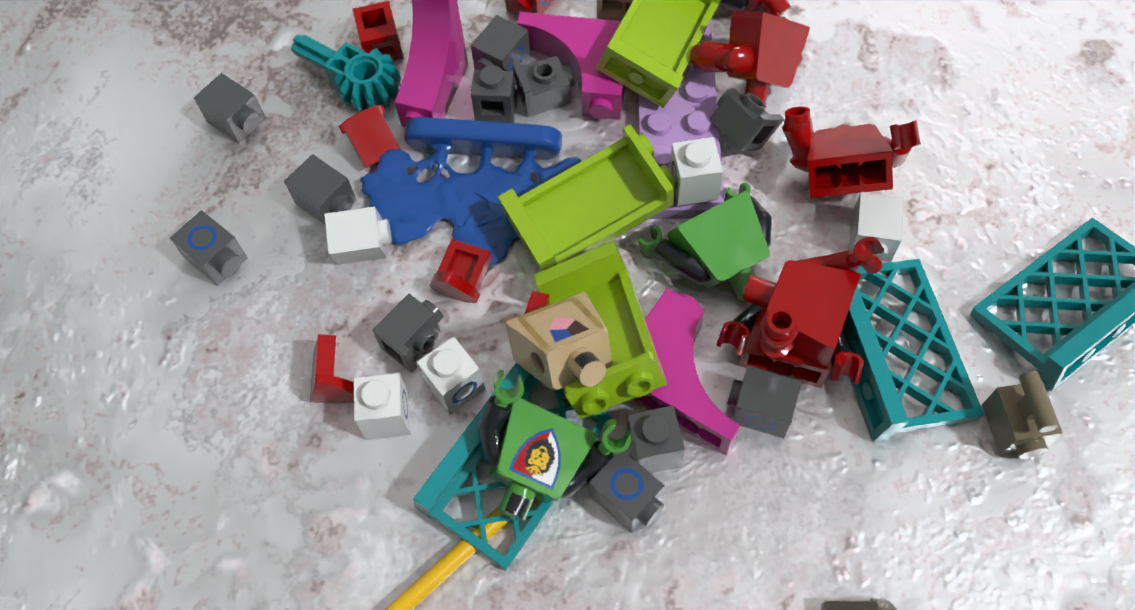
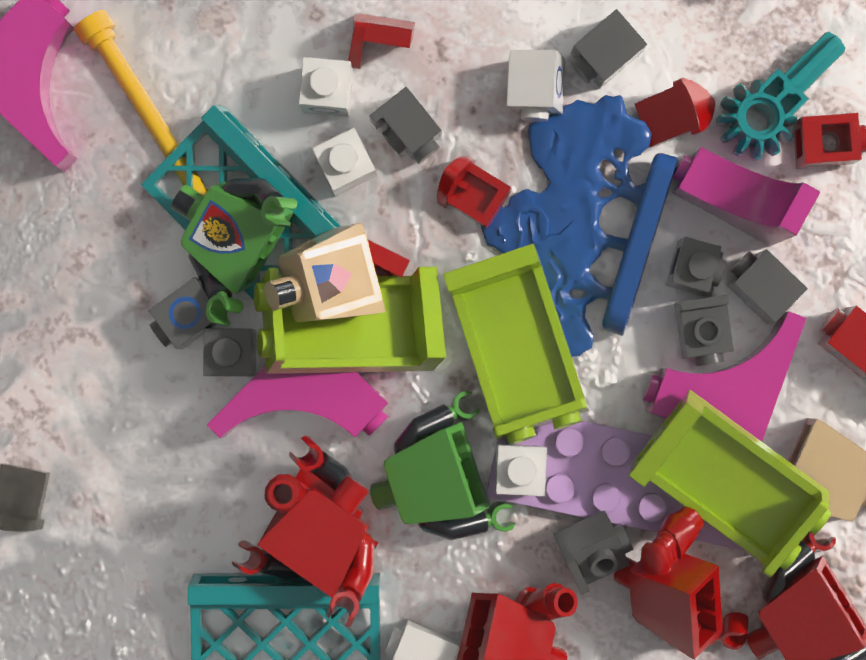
camera: 95 degrees right, 25 degrees up
(764, 401) = (249, 472): dark grey brick -> none

